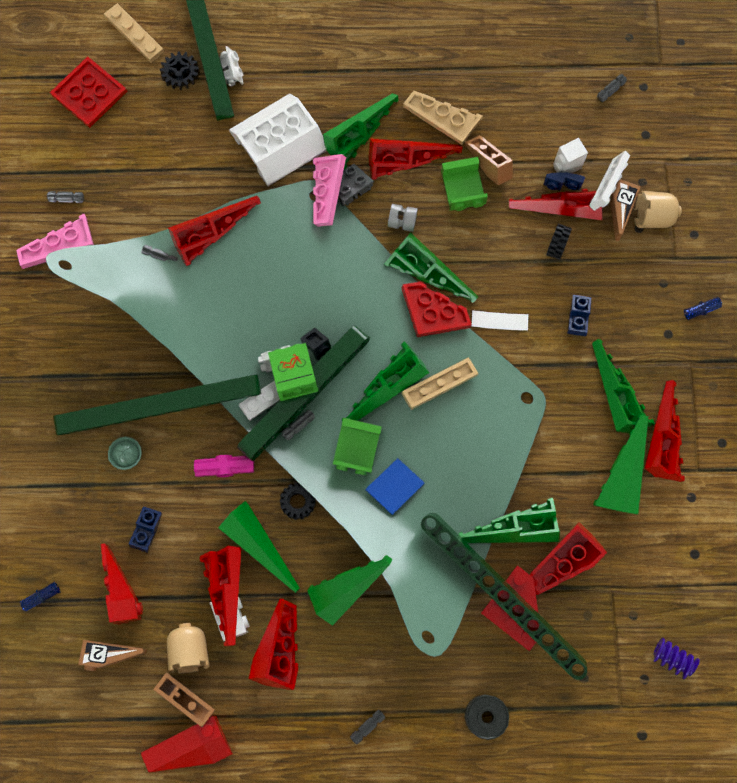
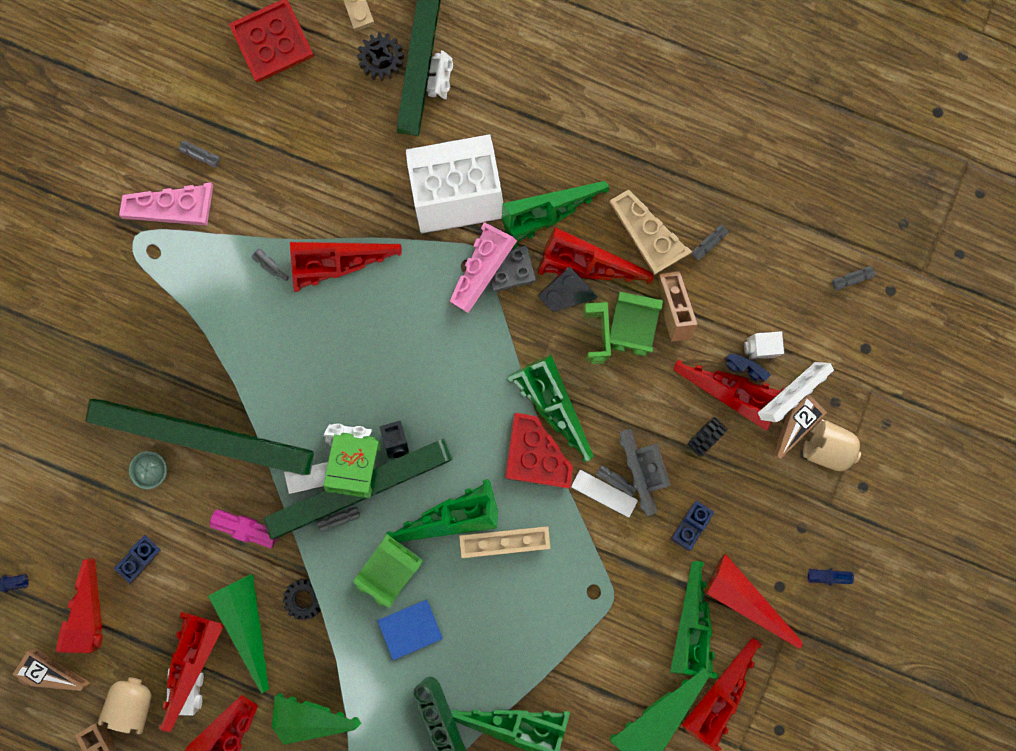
camera: 30 degrees right, 10 degrees up
(400, 182) = (566, 291): none -> black wing
(409, 217) = (555, 340): light grey wheel -> none
(434, 183) = (599, 310): none -> bright green panel
(492, 105) = (708, 243): none -> dark grey axle
(504, 306) = (616, 480): none -> dark grey axle
(525, 286) = (647, 470): none -> dark grey bracket
(640, 351) = (739, 594): none -> red wedge

